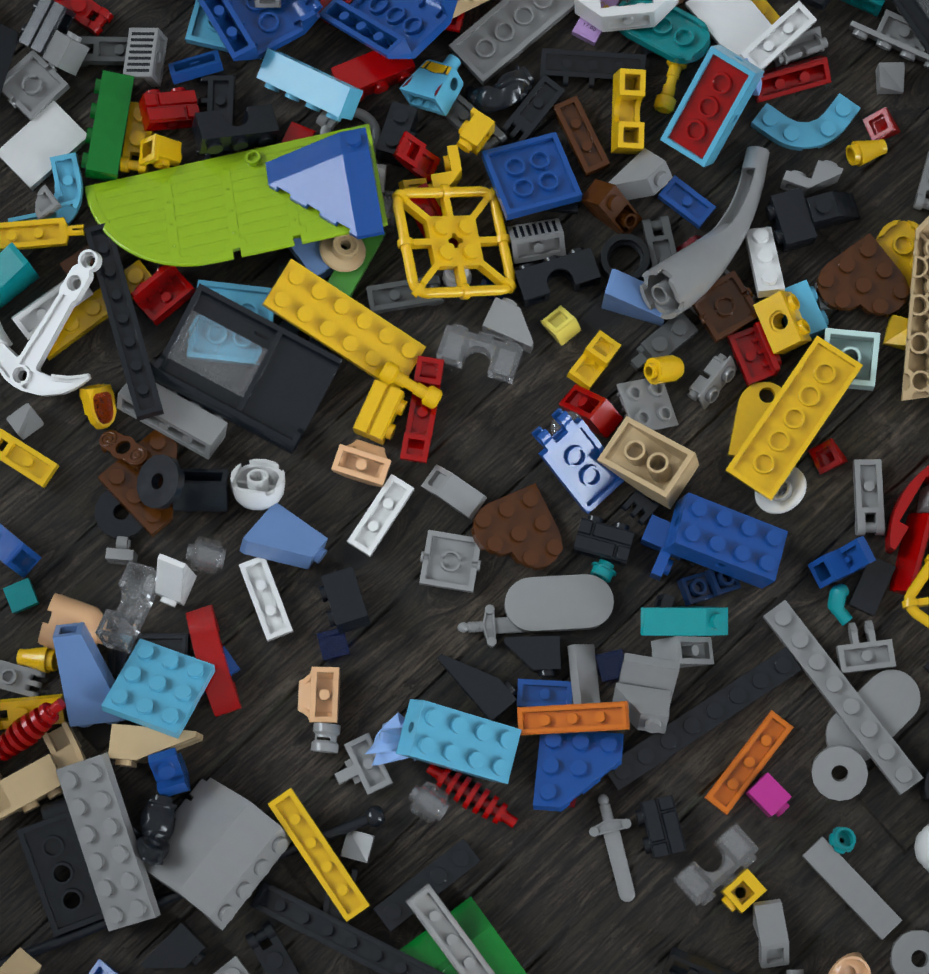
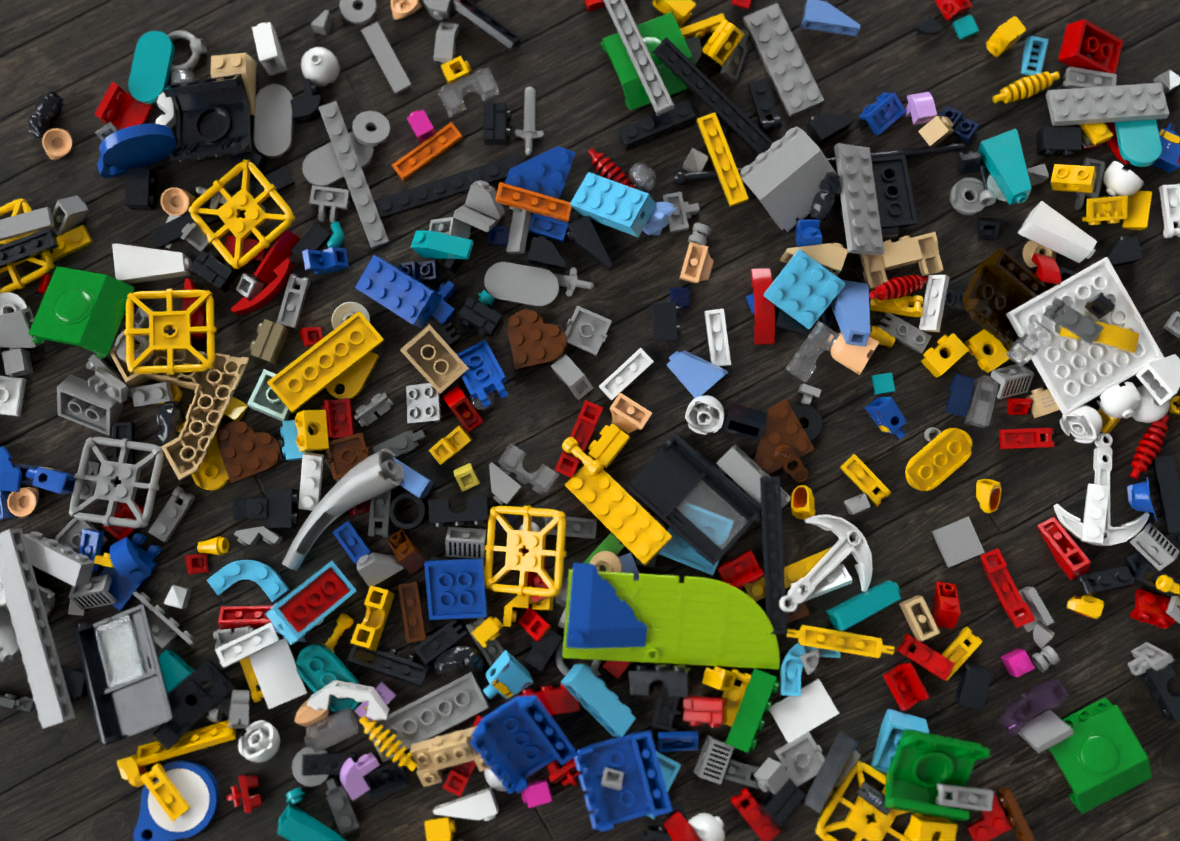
camera: 165 degrees left, 5 degrees up
(149, 477) = (781, 429): black tile -> none
(173, 581) = (777, 362): white slope -> none
(206, 555) = (751, 377): clear head -> none
(663, 369) = (404, 423): yellow brick -> none
(848, 837) = (378, 87): teal plate -> none
(882, 432) = (269, 341): none -> dark tan brick

